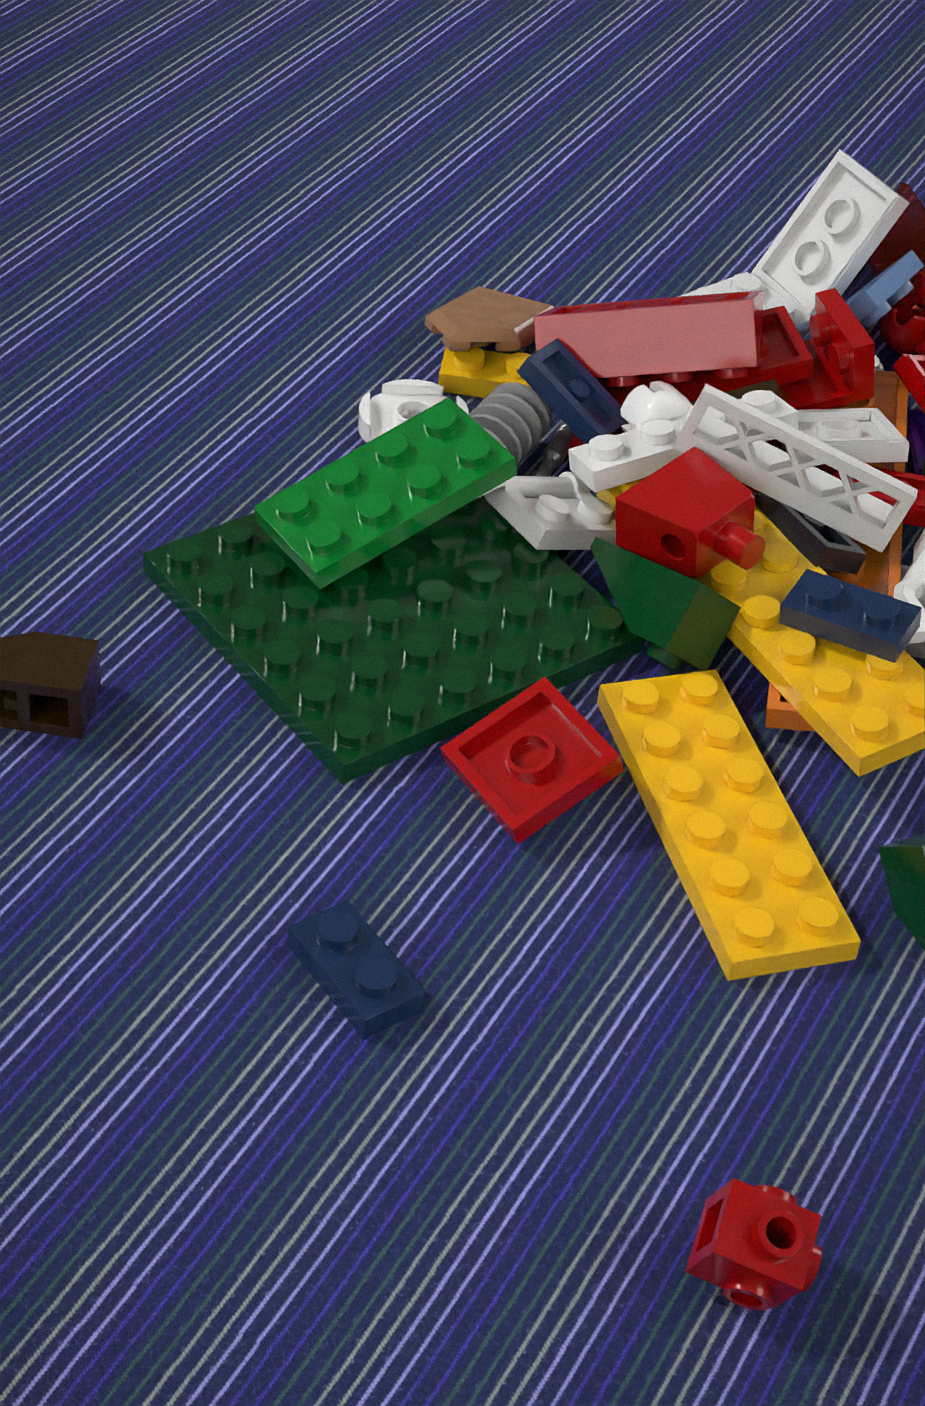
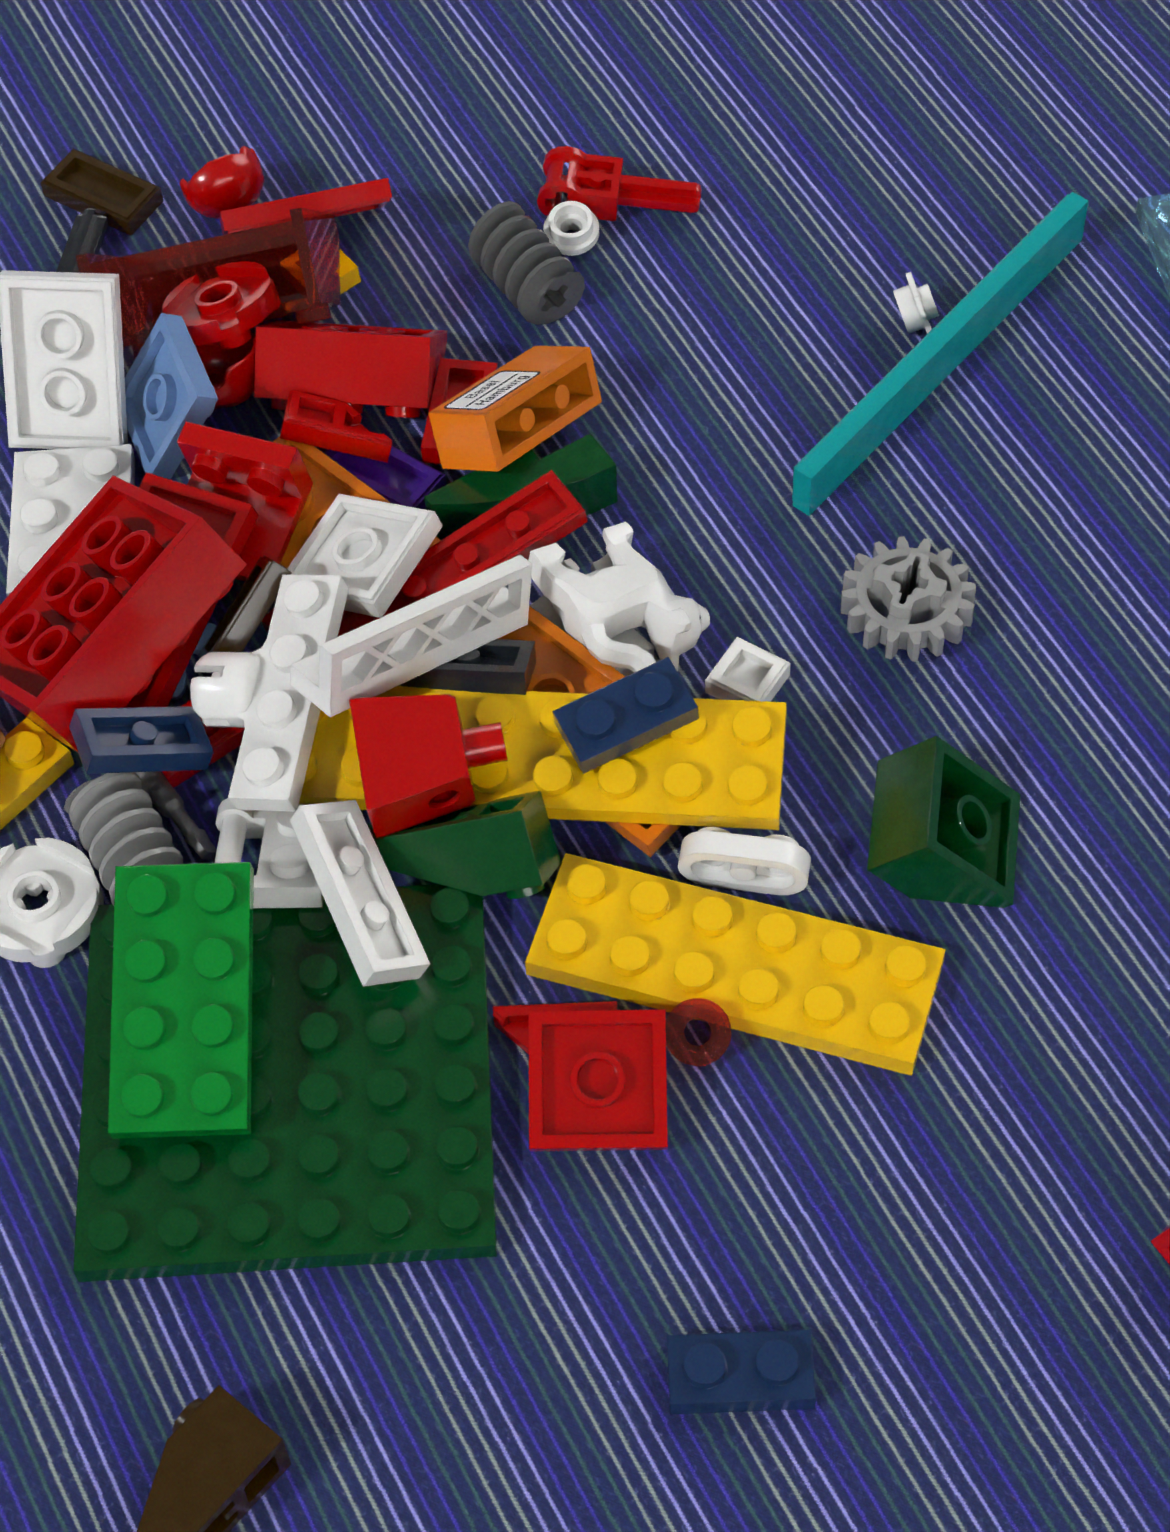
camera: 50 degrees left, 15 degrees up
(555, 549) = (359, 892): none -> white plate
(623, 798) = (719, 1032): none -> clear red plate
(812, 775) = (744, 862): none -> white plate

